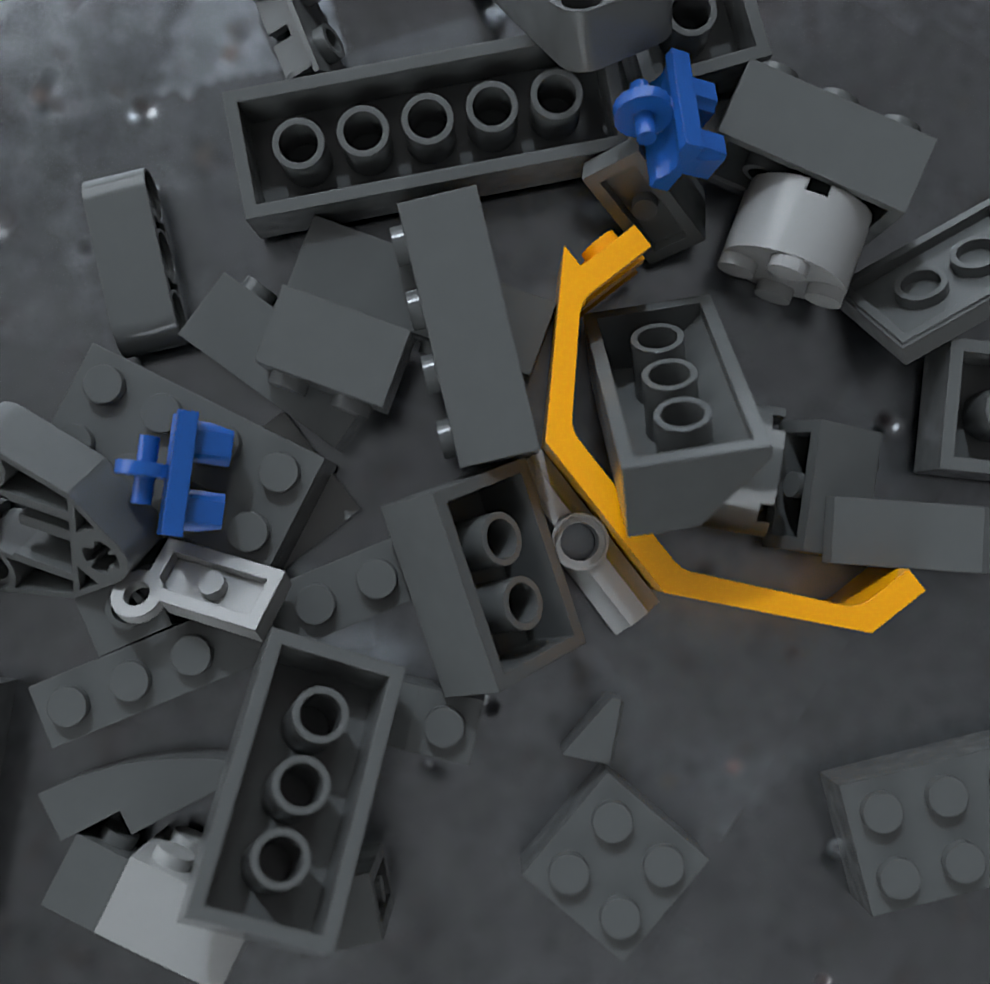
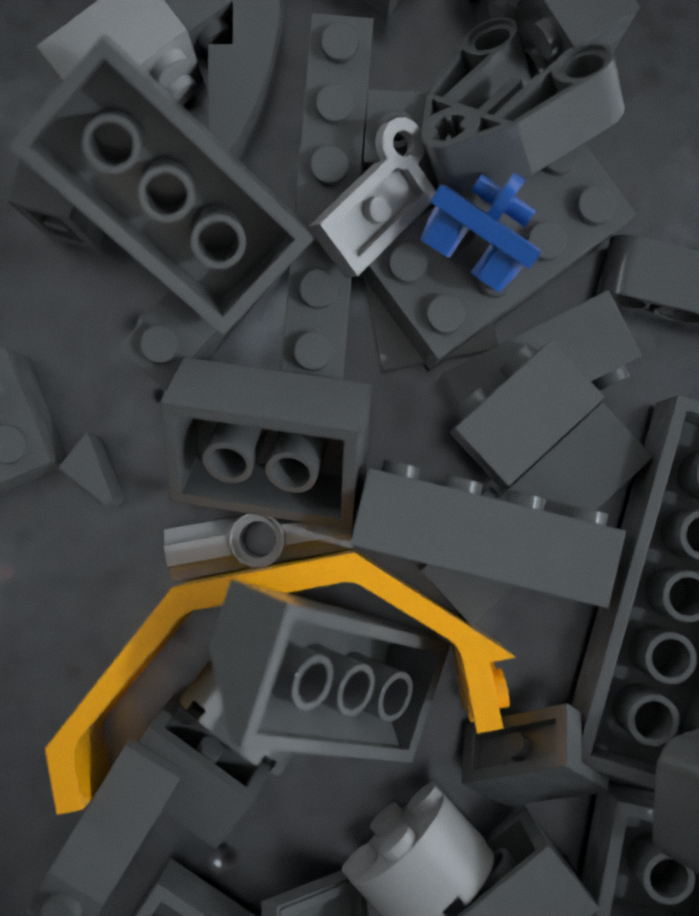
camera: 110 degrees right, 0 degrees up
(669, 122) = (579, 806): blue hips -> none

